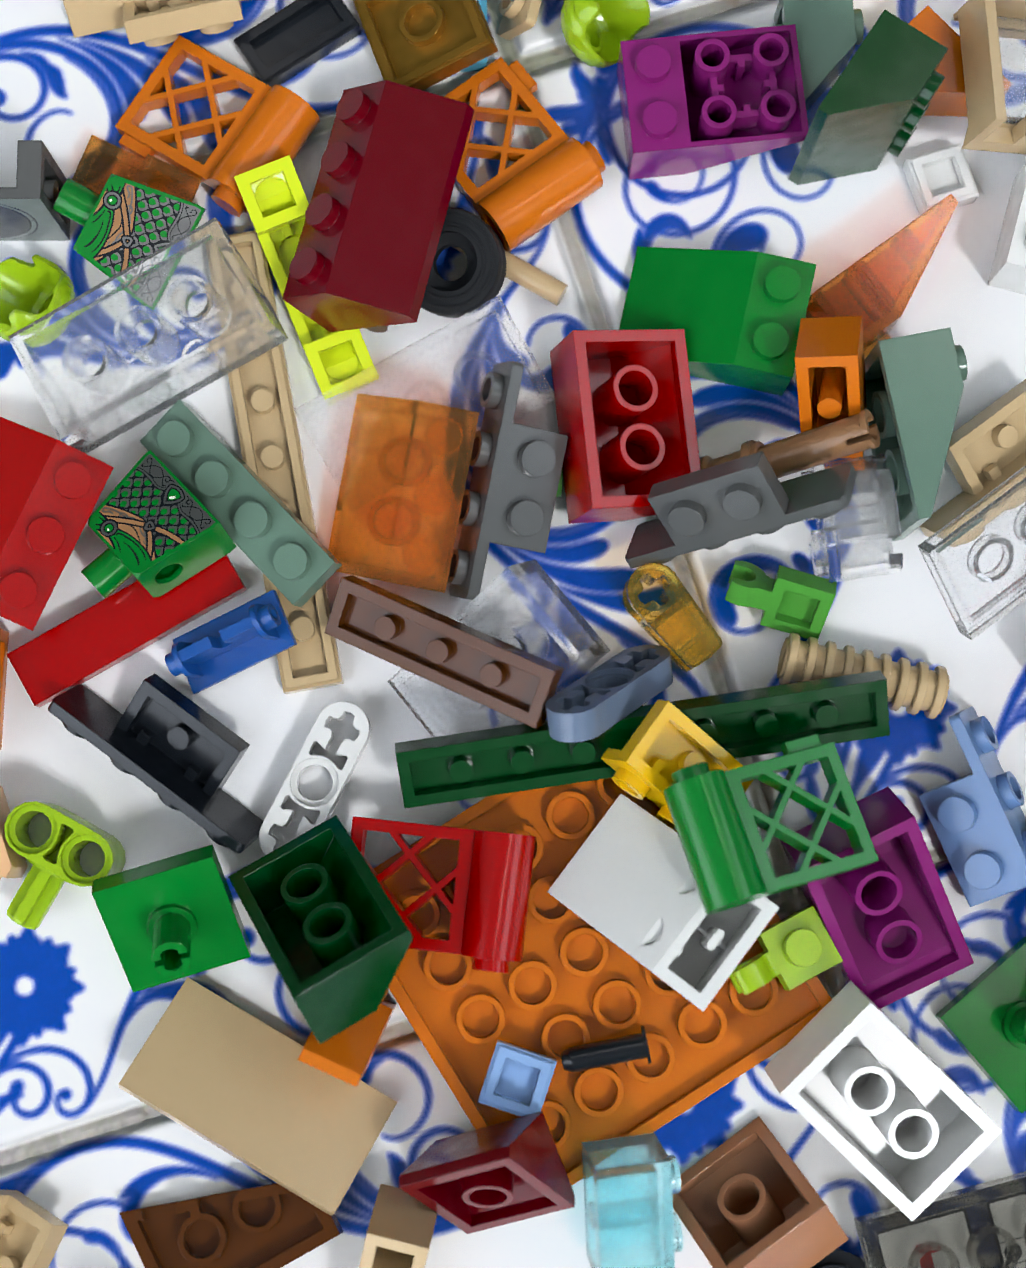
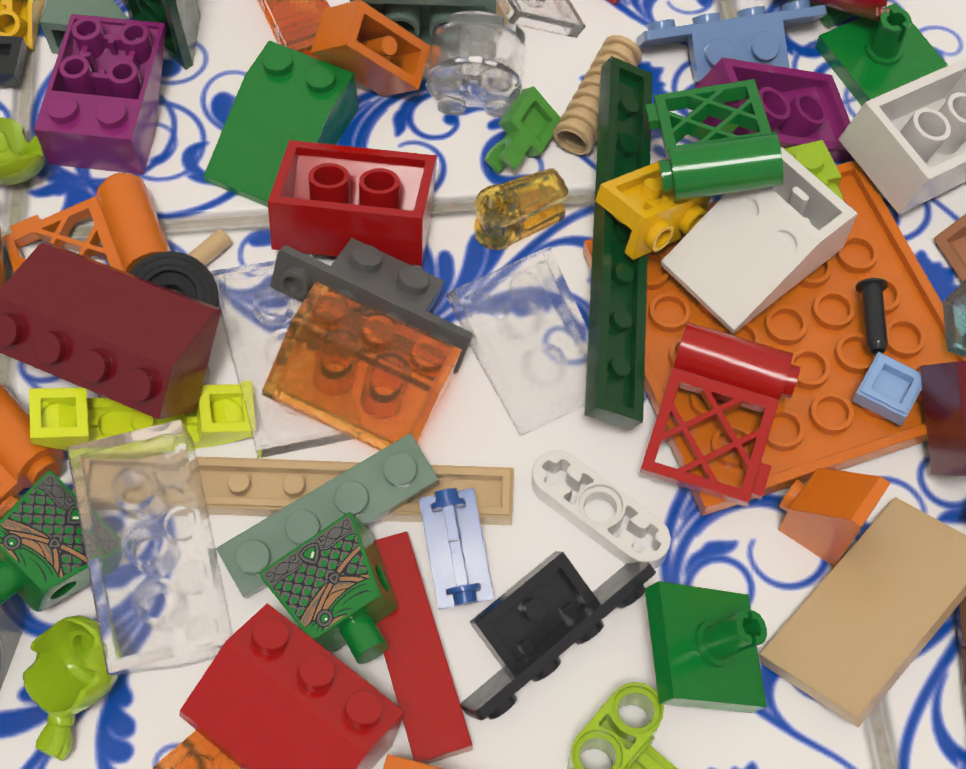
camera: 75 degrees left, 20 degrees down
(325, 926) = (739, 494): dark green slope -> none
(443, 651) = (511, 363): reddish brown plate -> none
(609, 693) = (579, 247): sand blue beam -> none
(733, 503) = (449, 123): dark grey bracket -> none
(812, 446) = (416, 115): medium nougat pin -> none

